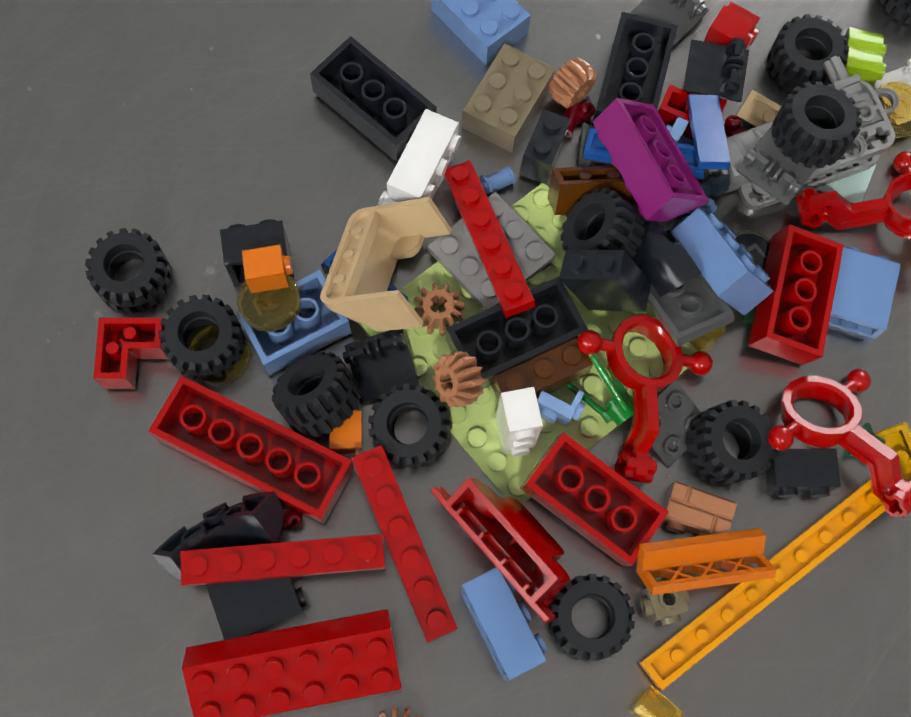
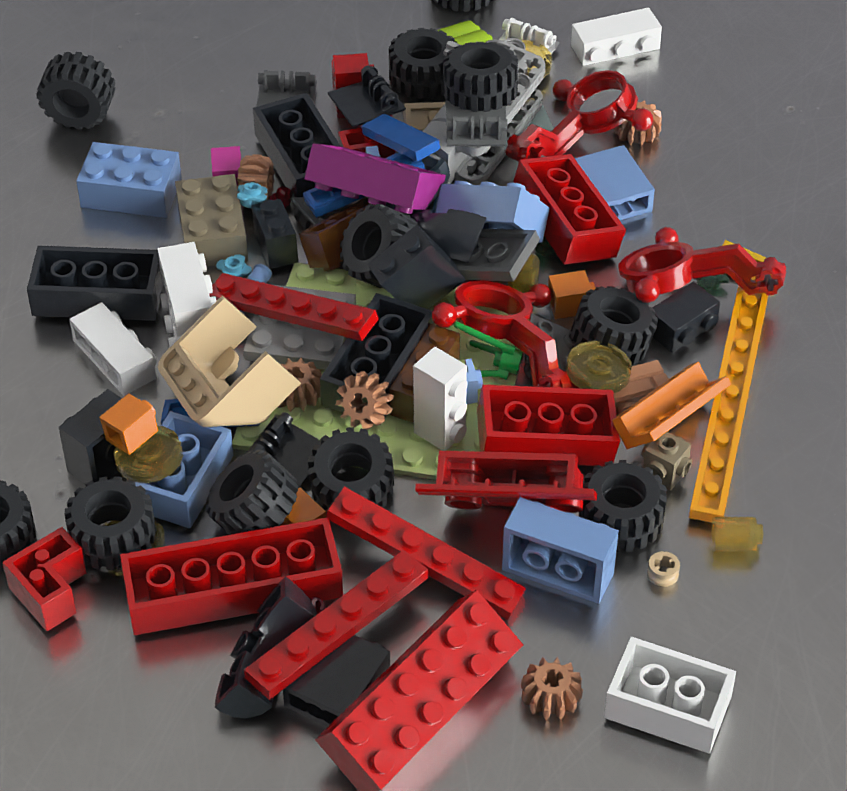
camera: 35 degrees left, 25 degrees down
(342, 168) = (113, 348): none -> white brick
(488, 162) = (235, 266): none -> medium azure plate
(551, 99) = (251, 194): none -> medium azure plate
(562, 48) = (226, 161): none -> dark pink brick
(576, 705) = (663, 578): none -> tan bush
(678, 479) = (598, 367): none -> clear yellow tile
(729, 378) = (567, 292): none -> orange brick

